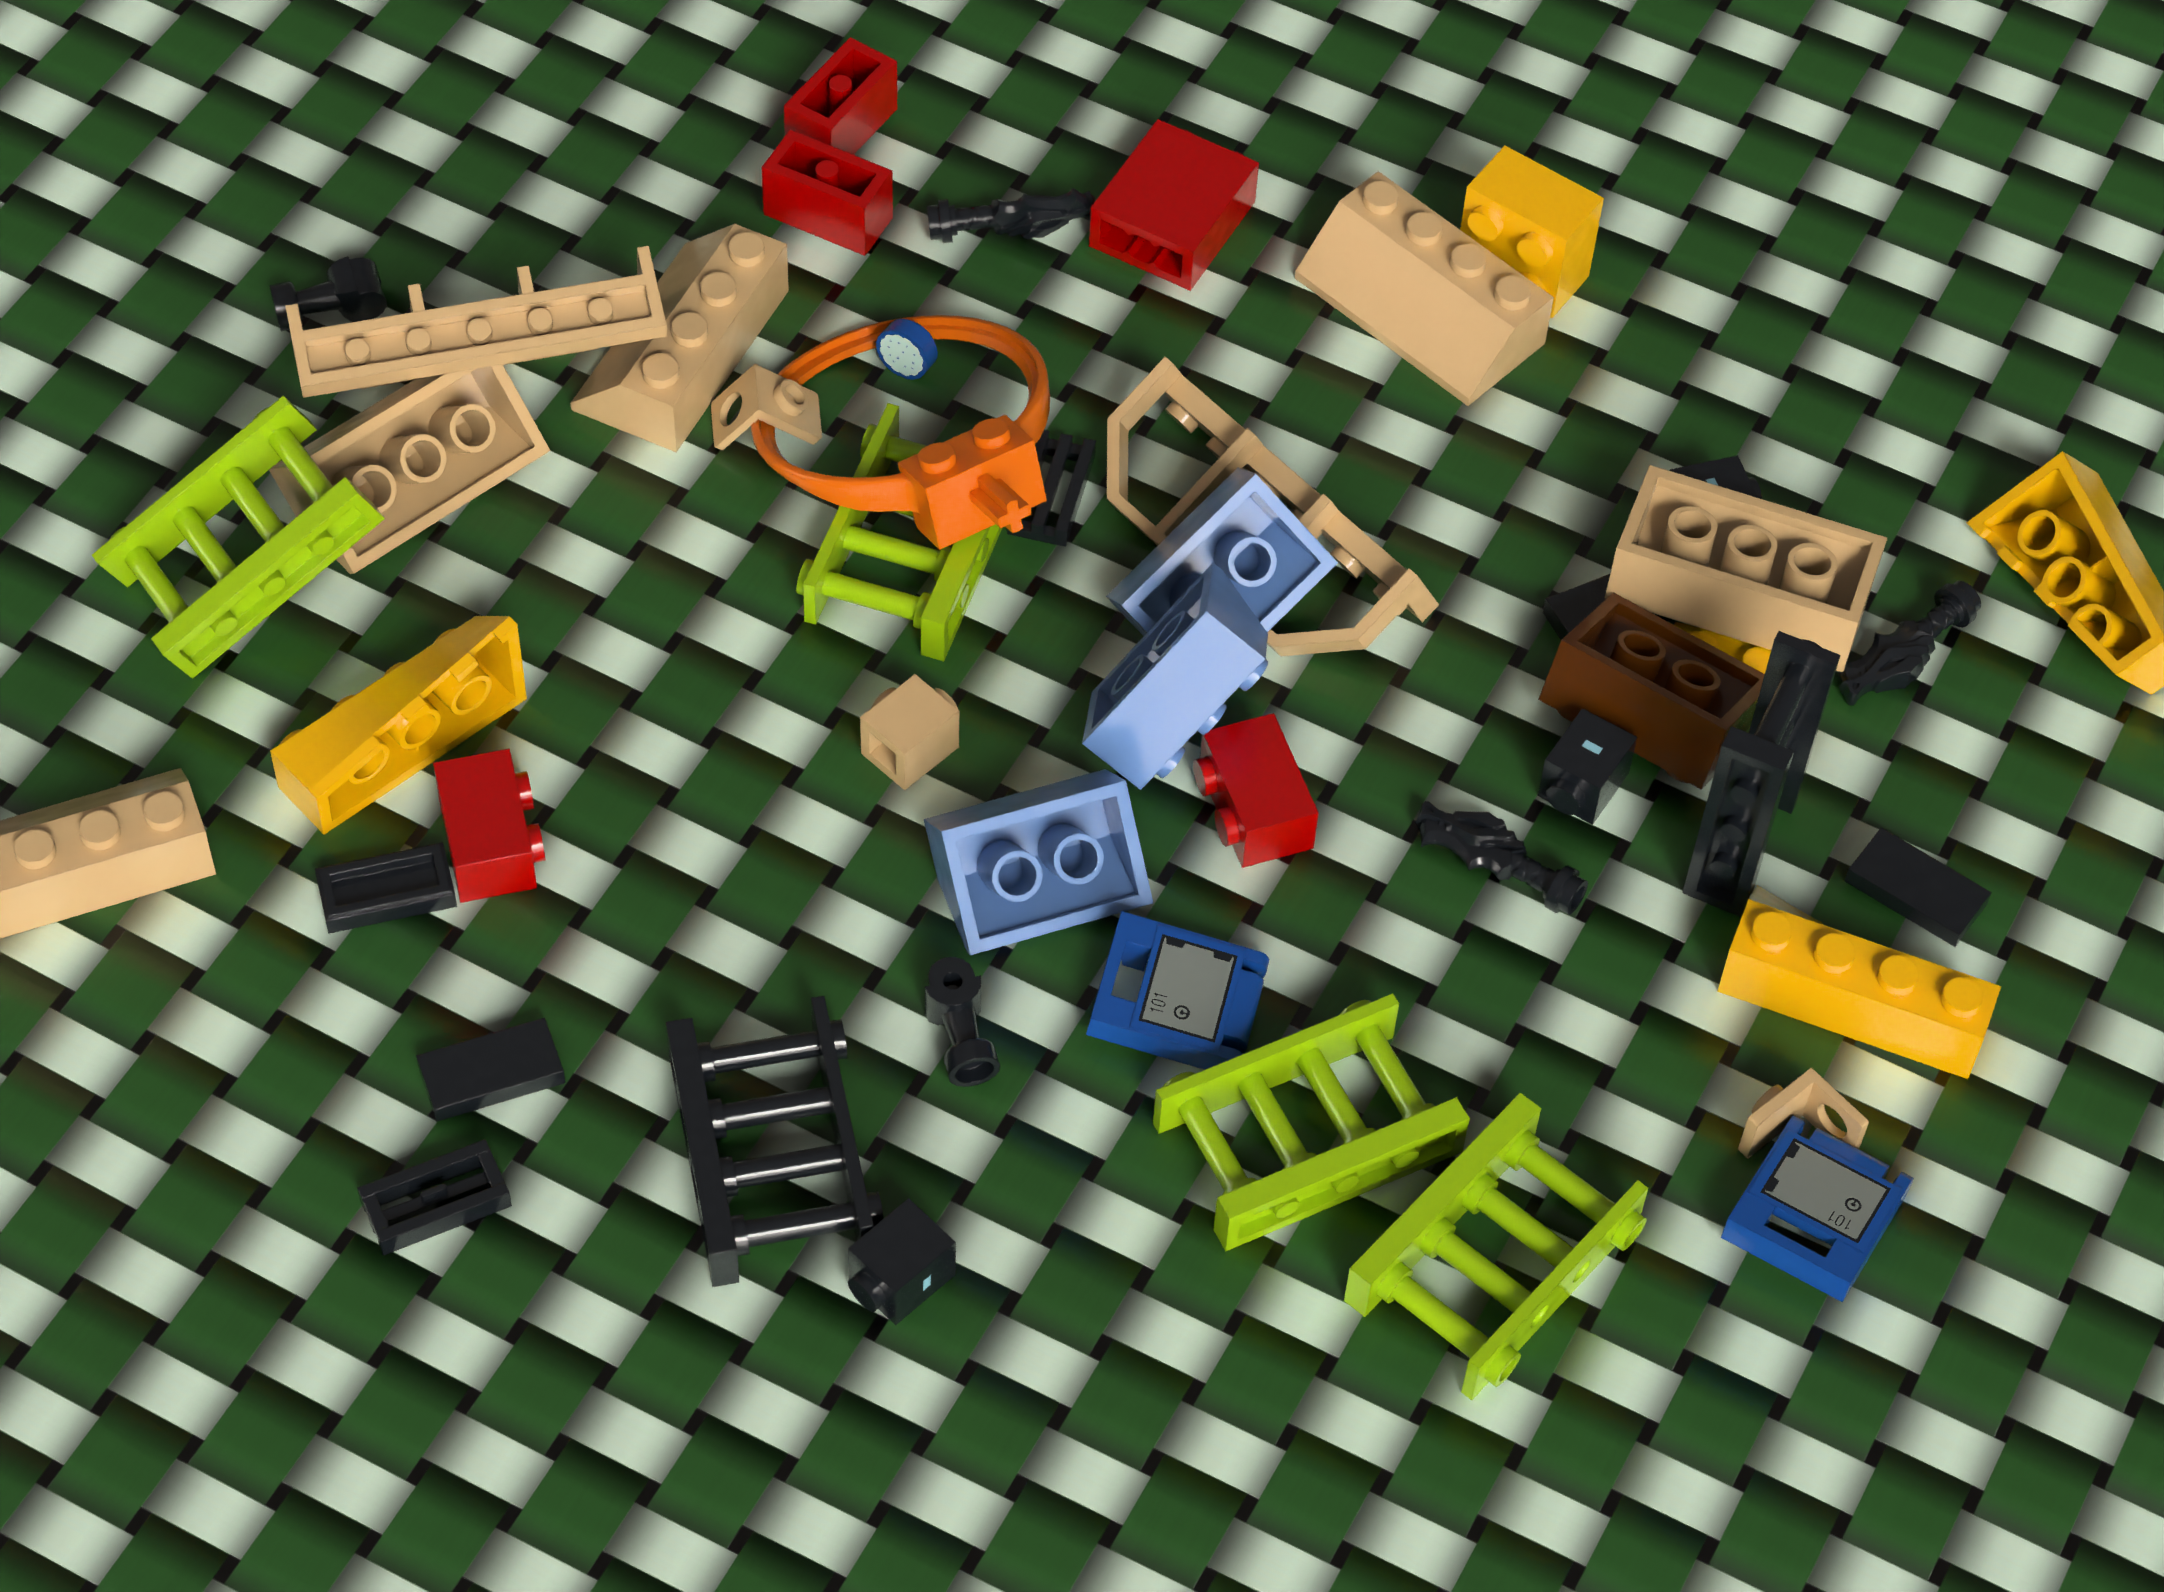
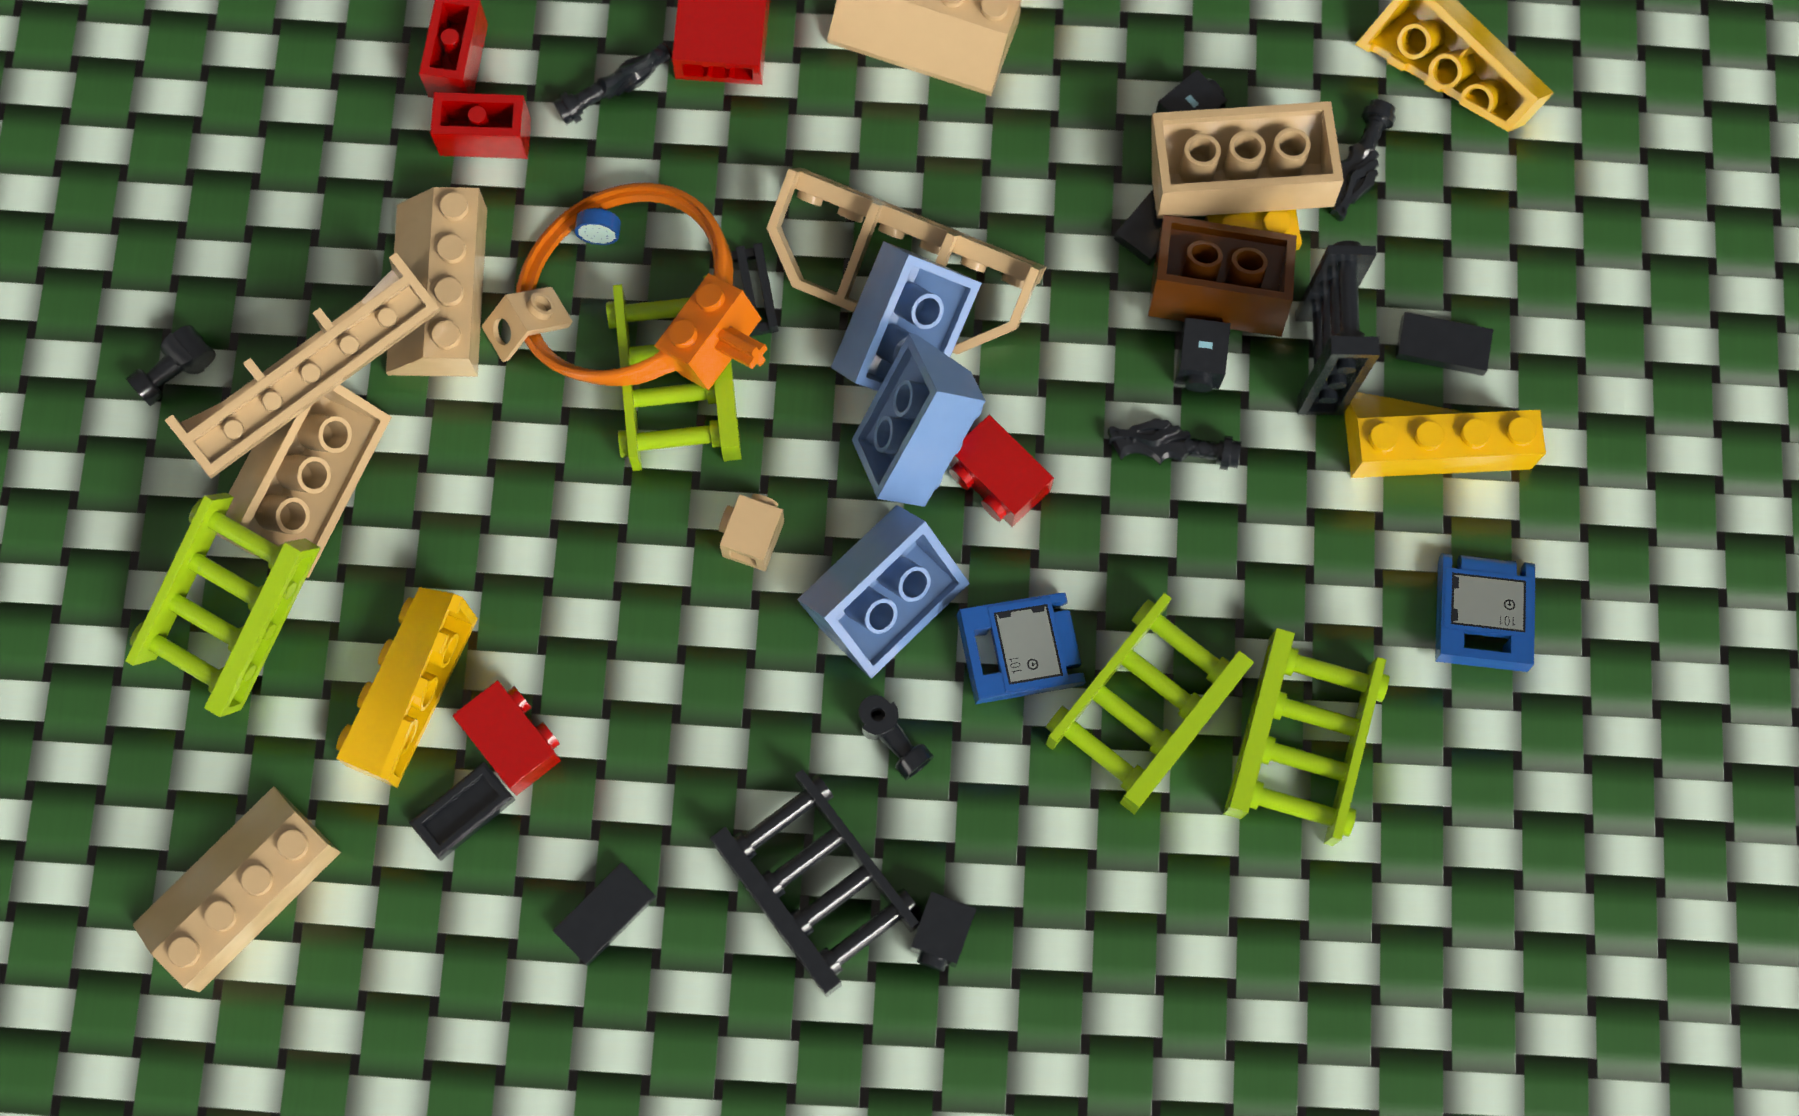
camera: 25 degrees left, 20 degrees up
(440, 1206) = (601, 1013): black tile -> none
(1801, 1098) = (1451, 537): tan bracket -> none

